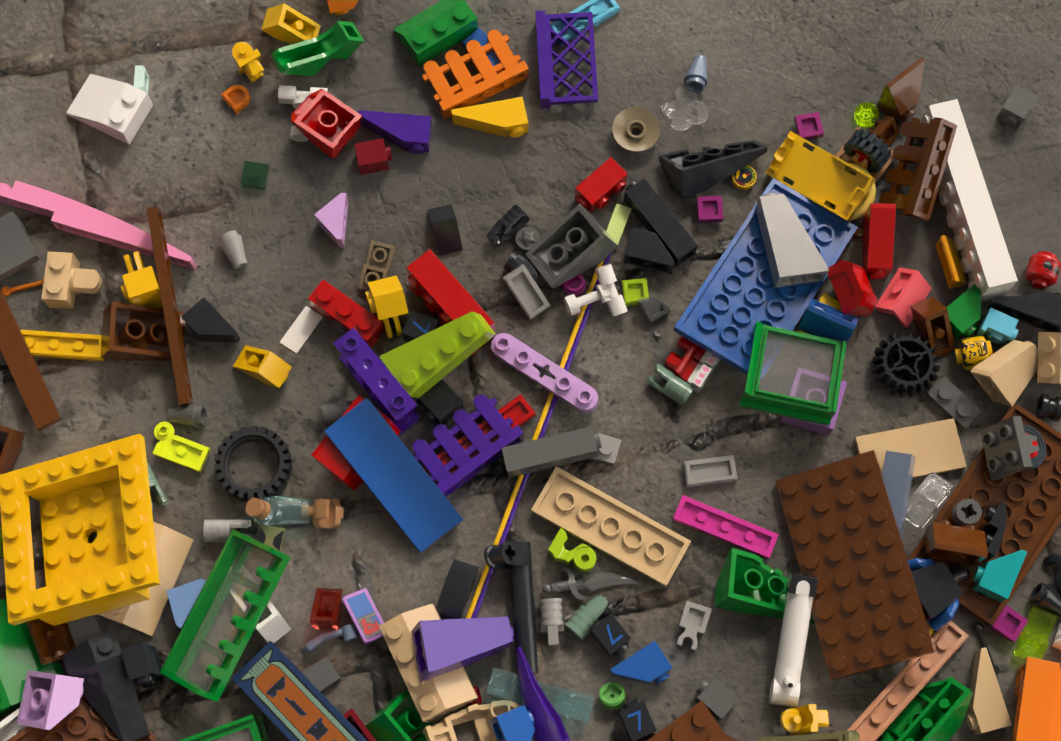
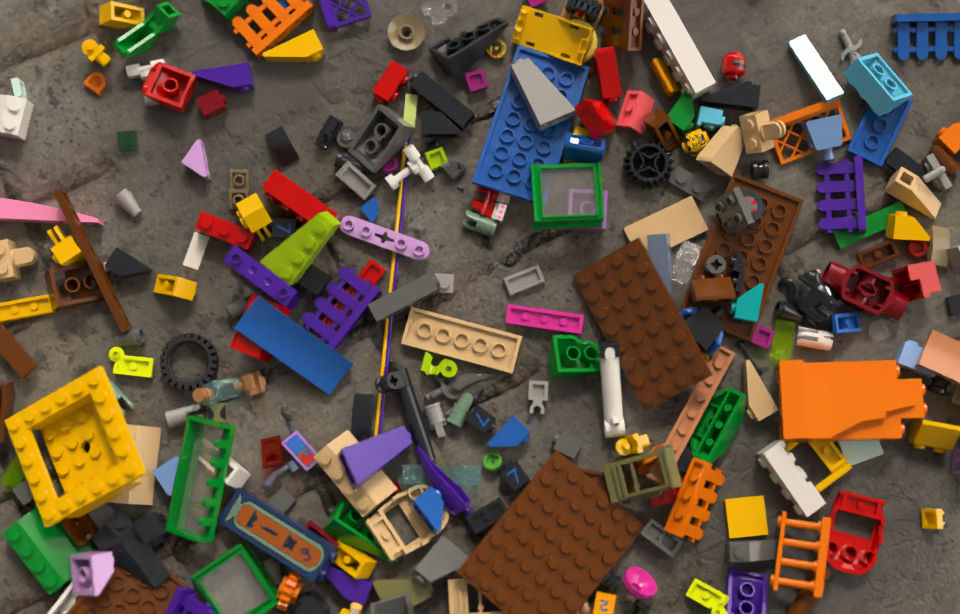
camera: 15 degrees left, 10 degrees up
(536, 333) = (371, 209): none -> blue tile

